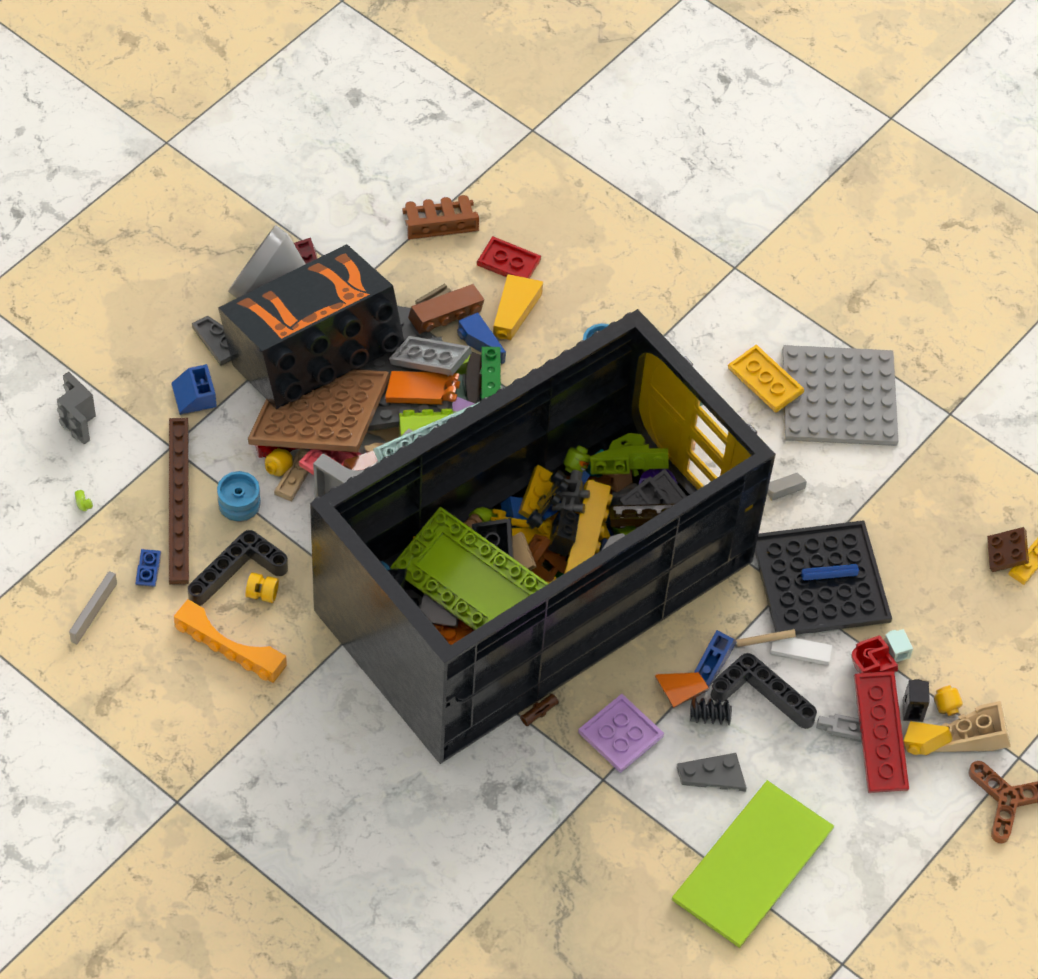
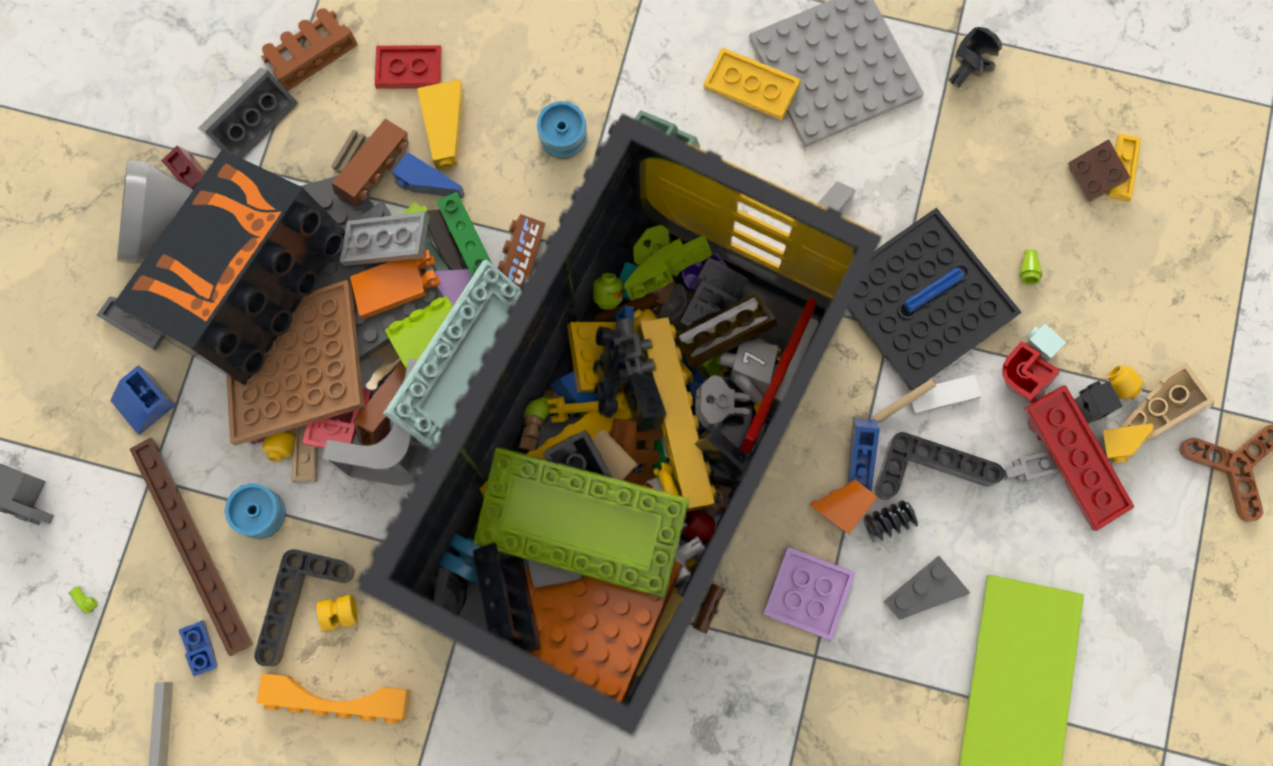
camera: 20 degrees left, 20 degrees up
(377, 238) = (248, 114): none -> dark grey slope
(915, 595) = (1030, 269): none -> lime cone
(951, 428) = (969, 53): none -> black piece

